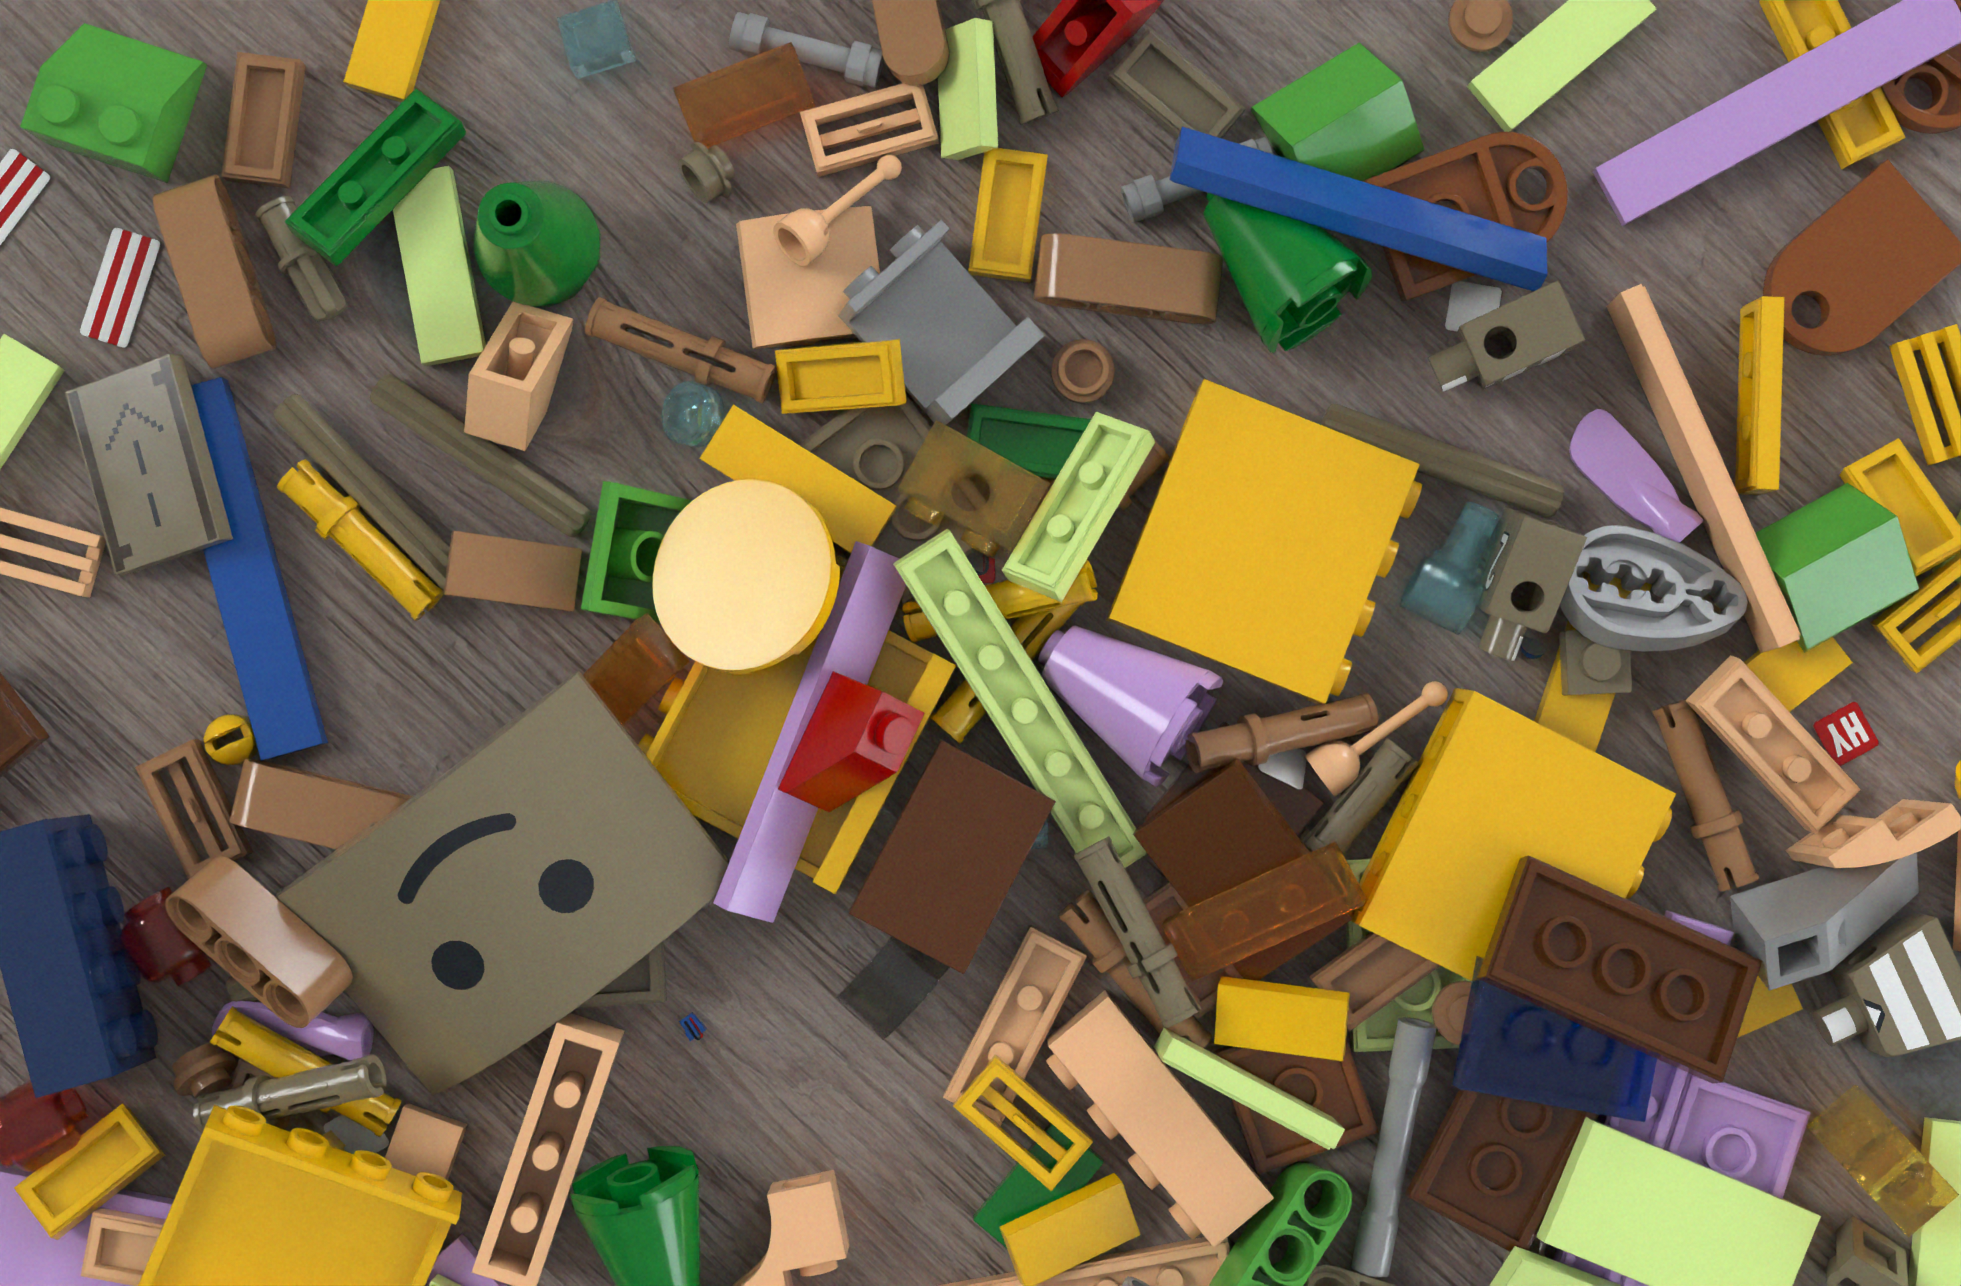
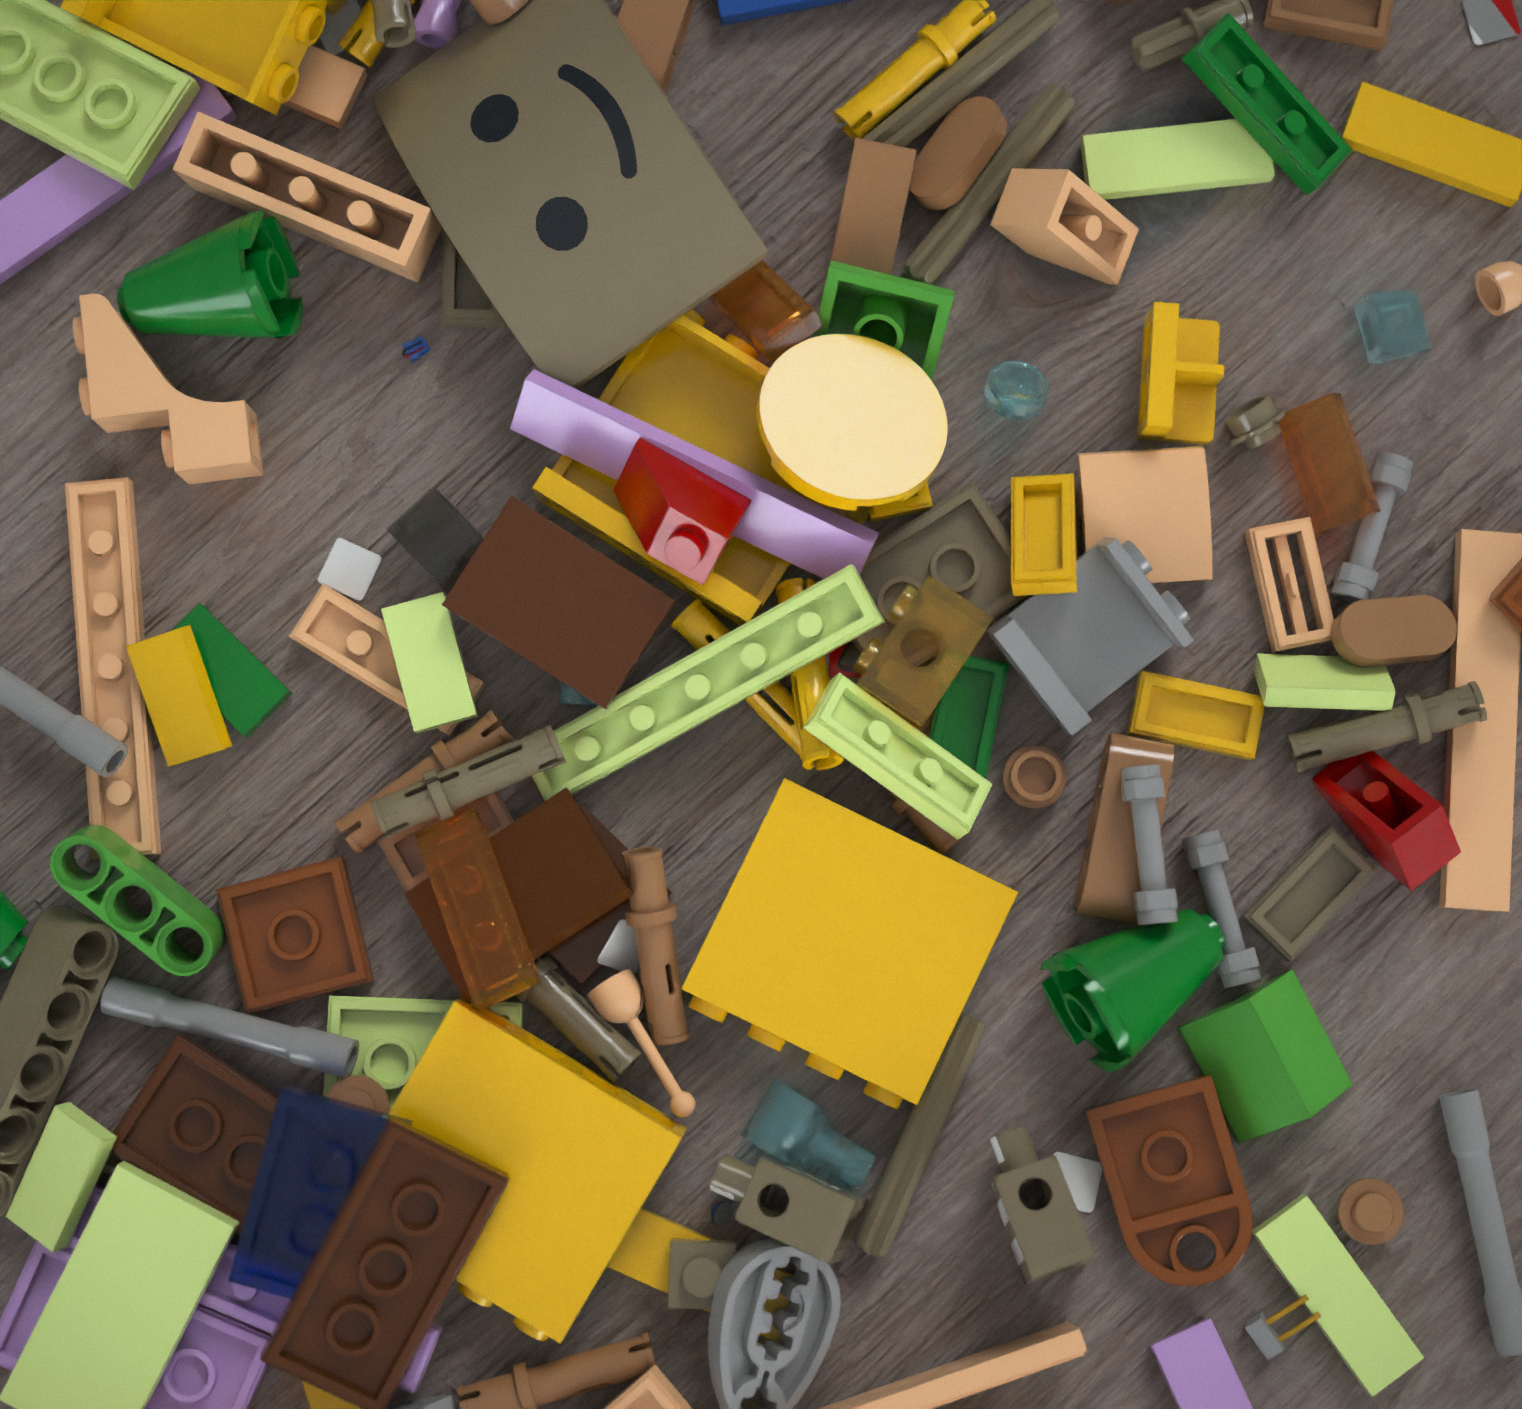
camera: 90 degrees right, 5 degrees down
(449, 489) = (957, 153): none -> medium nougat tile
(535, 242) = (1197, 249): green cone -> none
(612, 322) = (1049, 446): medium nougat pin -> none
(665, 251) = (1178, 377): none -> yellow panel
(753, 450) = (974, 446): yellow tile -> none
(805, 232) = (1188, 509): light nougat hinge -> none
(924, 1072) = (349, 569): none -> white sticker
(982, 1086) = (307, 675): yellow tile -> none
(1018, 982) = (429, 663): none -> yellowish green tile
(1129, 696) = (703, 796): lavender cone -> none
(1158, 1119) = (279, 792): light nougat brick -> none
(1204, 243) = (1142, 788): none -> light grey bar
(1248, 1089) = (300, 880): yellowish green tile -> none
(1281, 1018) = (368, 921): yellow tile -> none
(1359, 209) = (1180, 1064): blue tile -> none
(1373, 974) = (400, 1012): medium nougat tile -> none
(1606, 113) = (1266, 1336): none -> light grey piece
(1629, 476) = (889, 1329): lavender piece -> none

